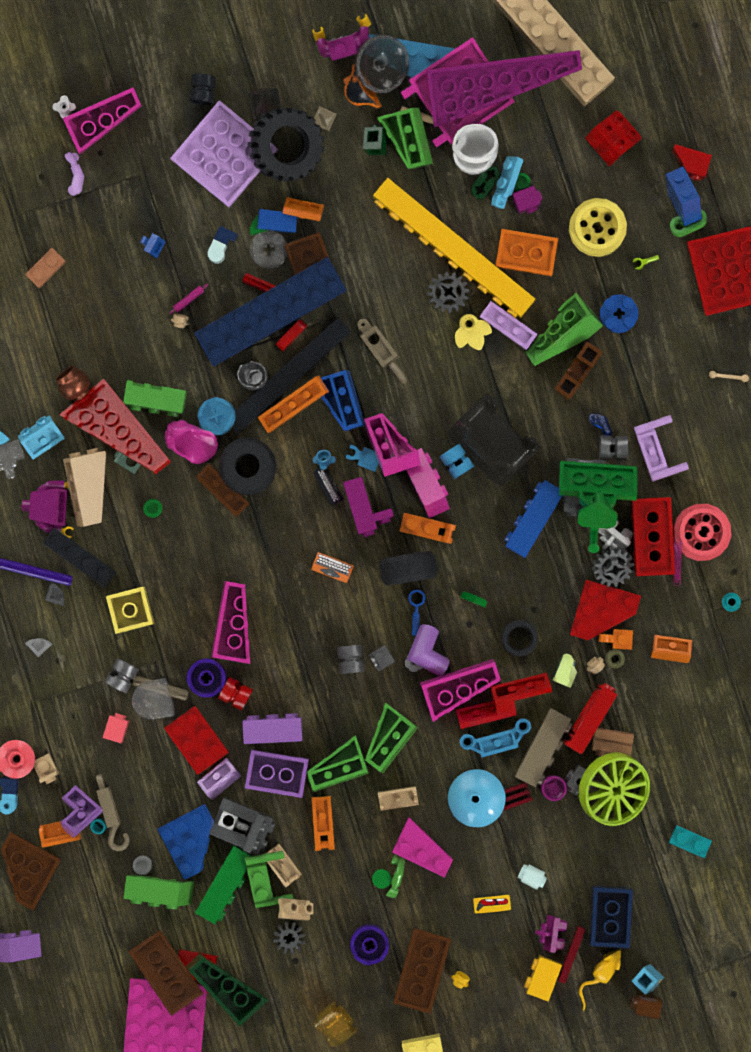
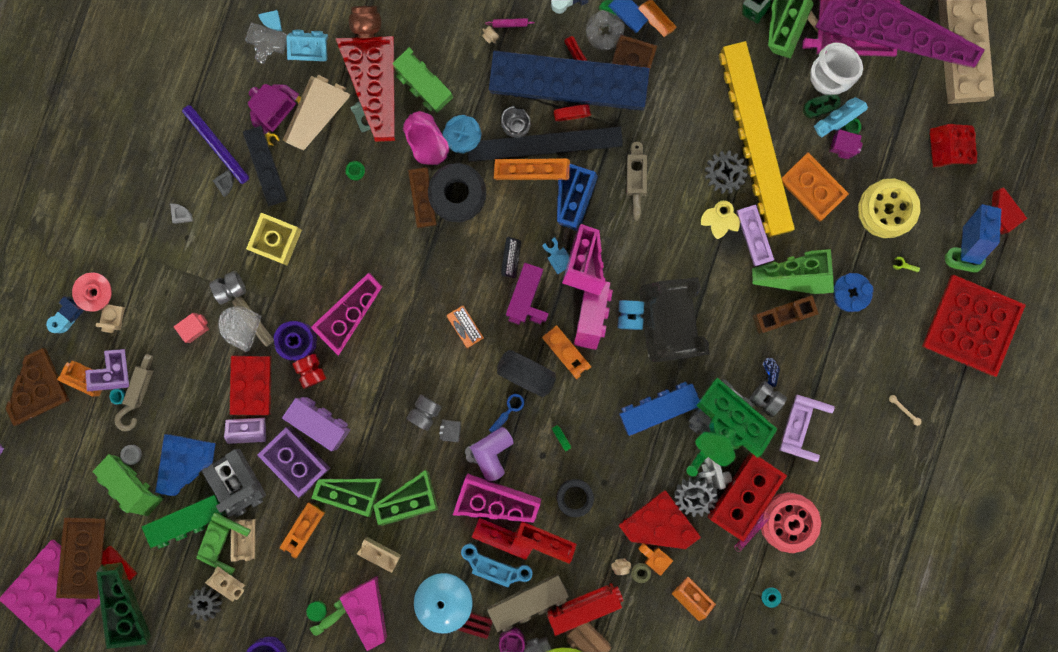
camera: 35 degrees right, 0 degrees up
(323, 459) = (523, 233): dark azure plate -> none
(565, 671) = (593, 553): yellowish green rock -> none

